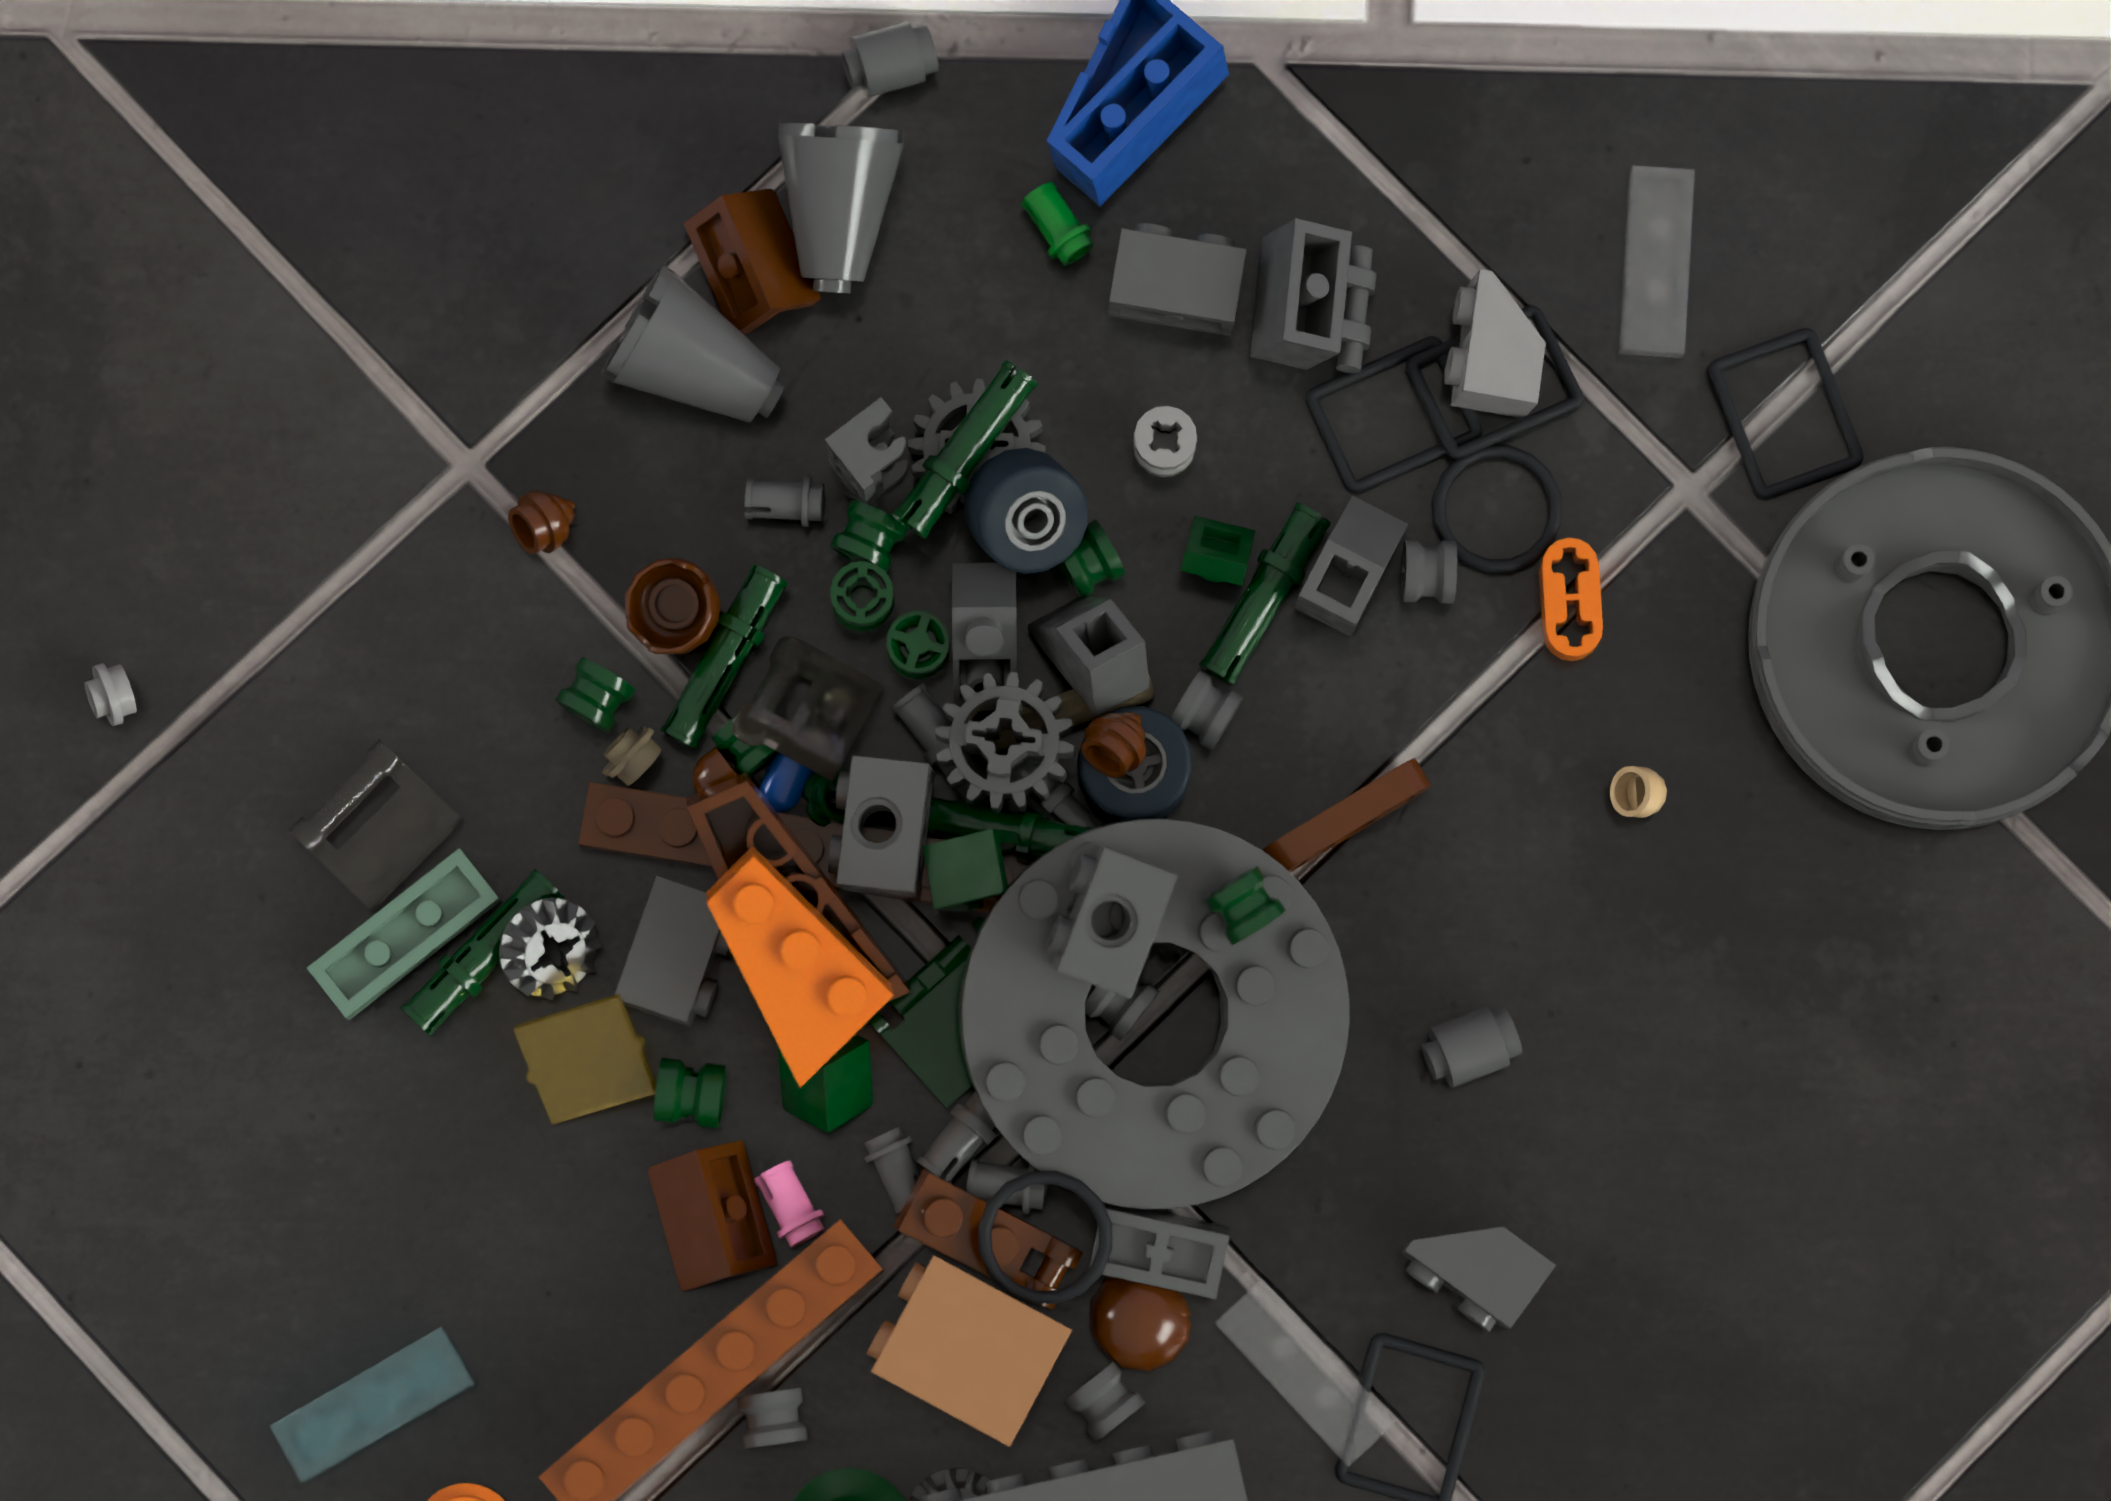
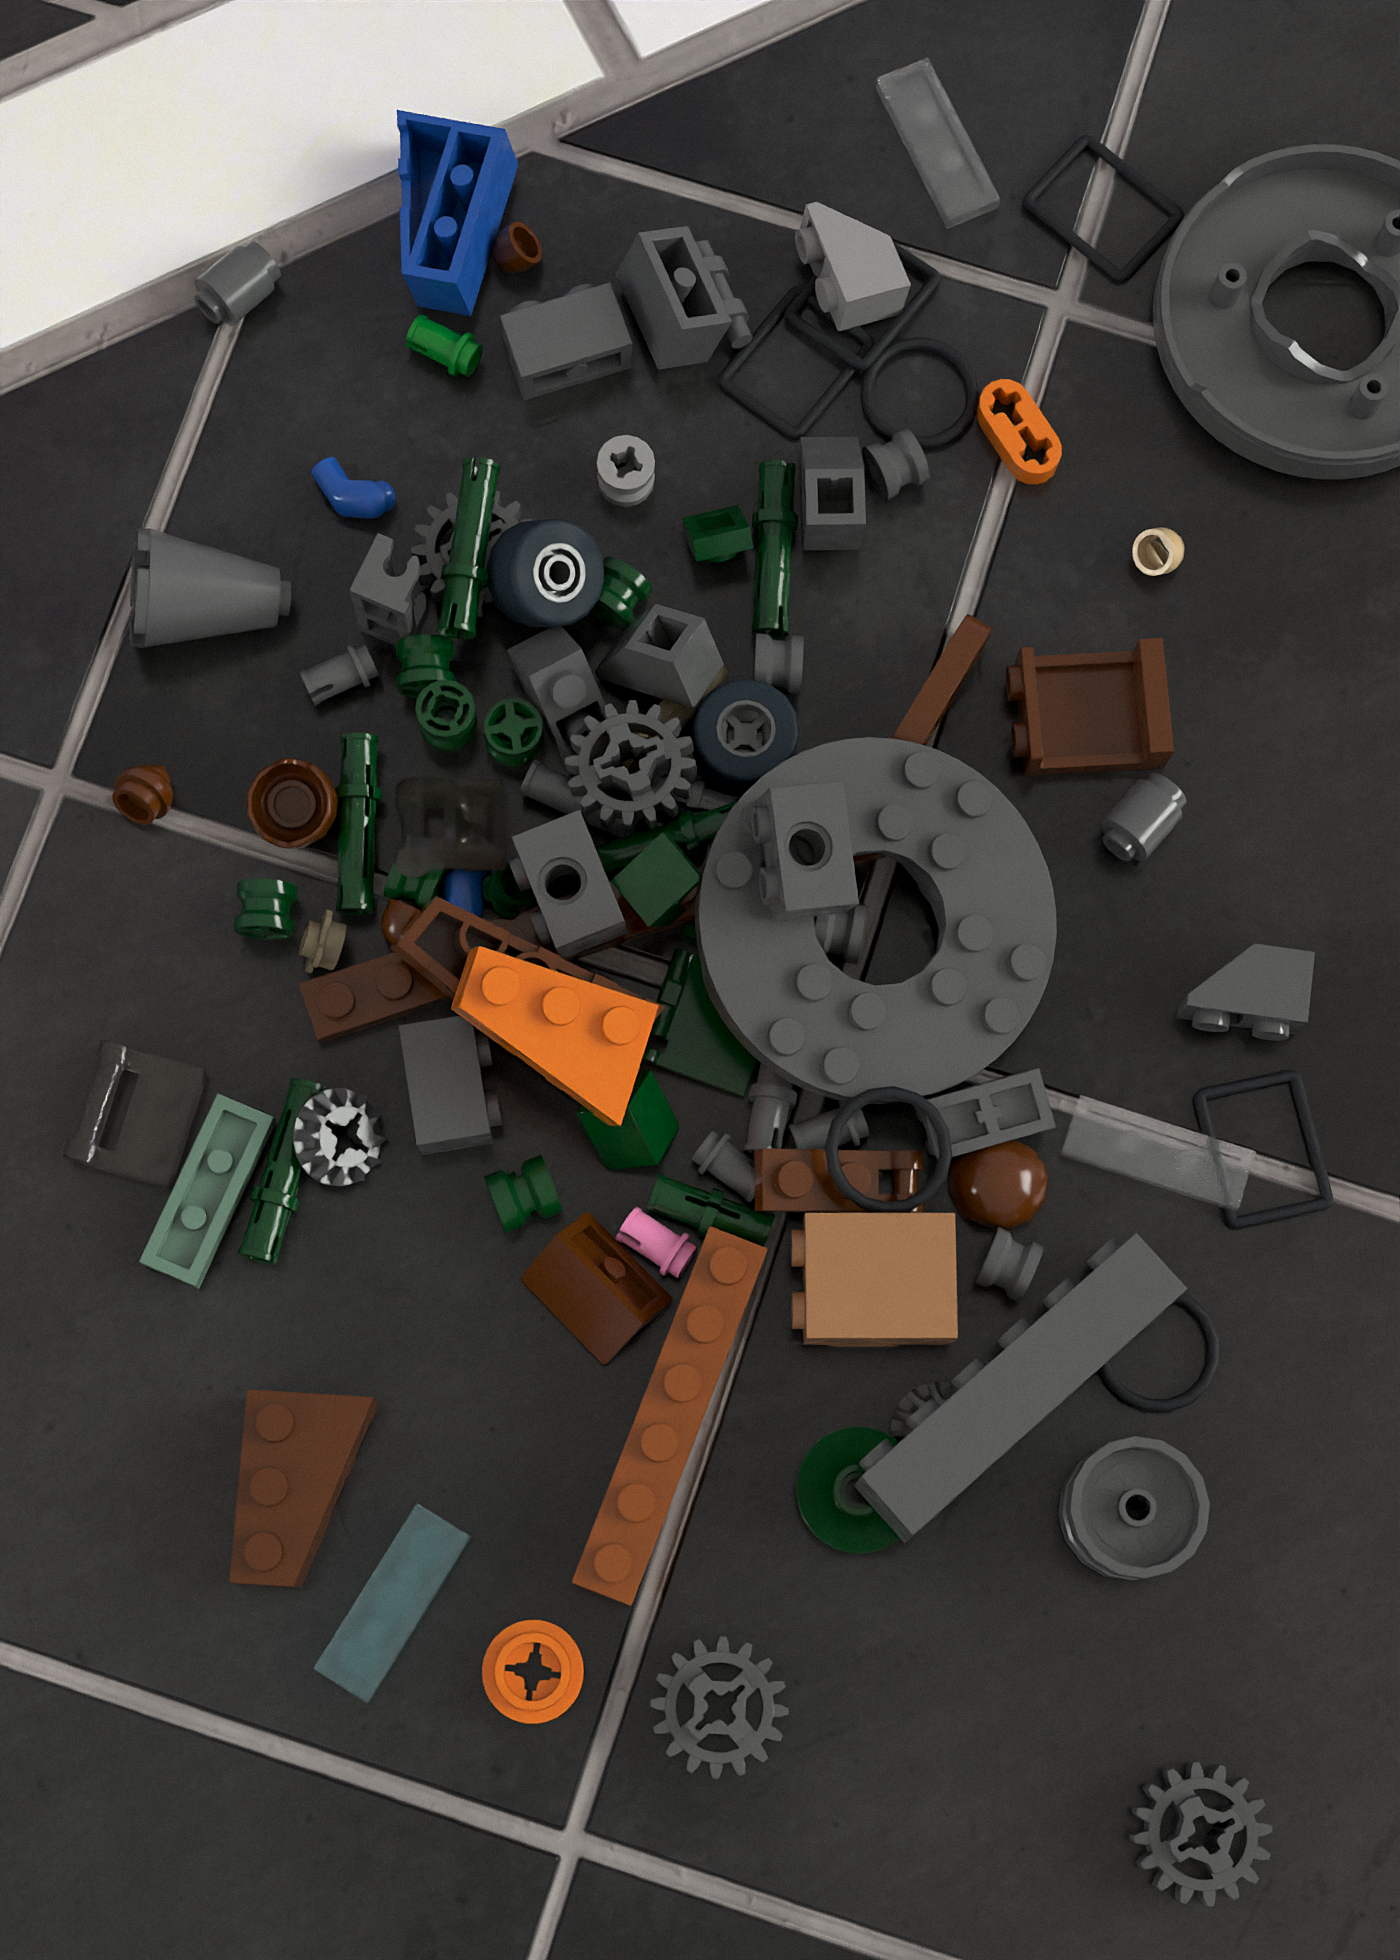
camera: 30 degrees left, 5 degrees down
(338, 1244) = (290, 1478): none -> reddish brown wedge
(585, 1059) = (419, 1212): clear yellow piece -> none
(750, 258) = (205, 495): reddish brown panel -> none
(772, 1418) = (740, 1427): dark grey wheel -> none
(837, 196) = (251, 405): dark grey cone -> none
(854, 1202) = (709, 1209): none -> dark green pin
(889, 330) = (353, 497): none -> blue arm
(1115, 743) = (723, 719): reddish brown plate -> none
(1180, 161) = (516, 248): none -> reddish brown hinge
(1244, 905) = (906, 784): dark green wheel -> none
(1481, 913) = (1091, 710): none -> reddish brown panel

